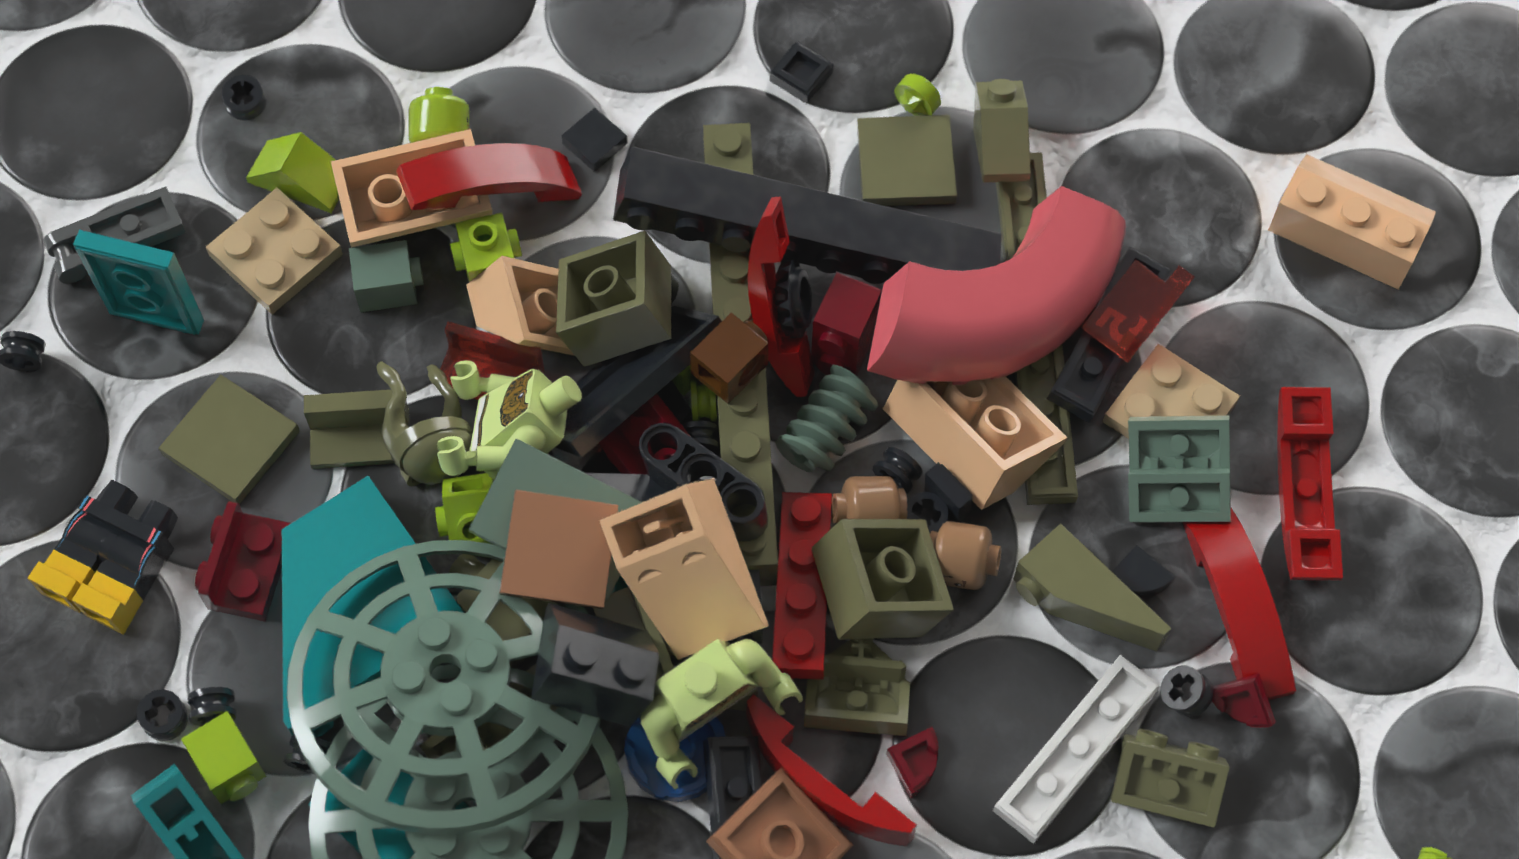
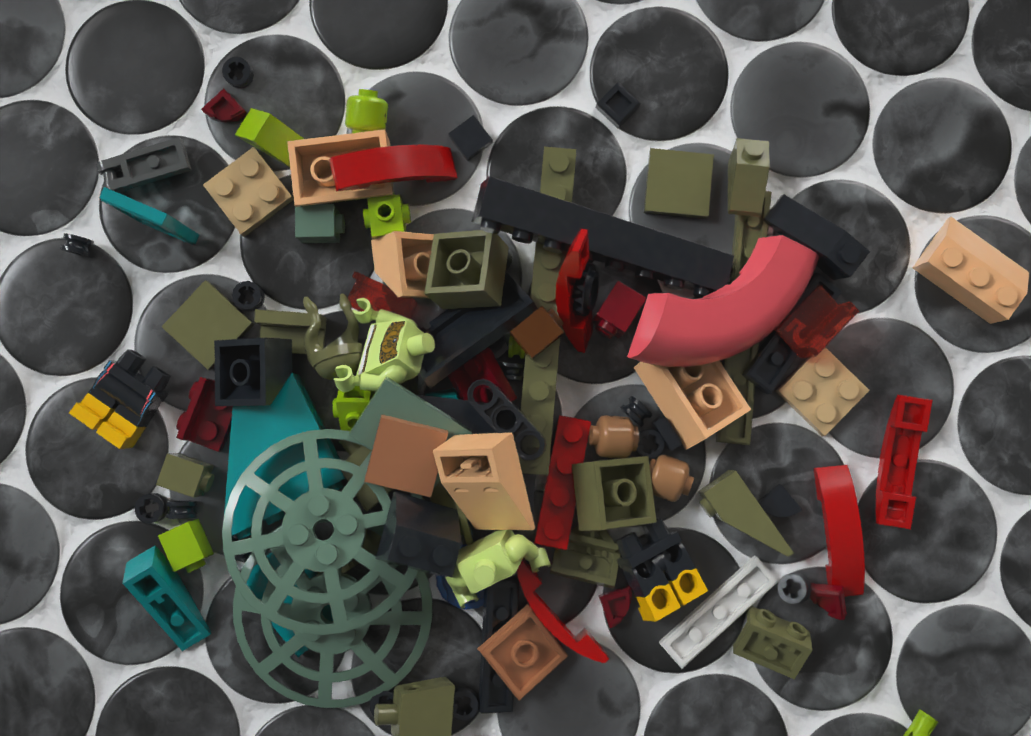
camera: 10 degrees right, 20 degrees up
(215, 653) = (186, 475): none -> olive brick
(227, 146) = (224, 108): none -> dark red tile
(282, 376) = (238, 296): none -> black bush
(305, 472) = (251, 370): none -> black slope
(826, 420) = (597, 371): sand green piece -> none
(917, 95) = (694, 137): lime tile -> none
(972, 687) = (659, 571): none -> black hips
(1147, 204) = (837, 249): none -> black slope
(1179, 469) = (820, 438): sand green slope -> none

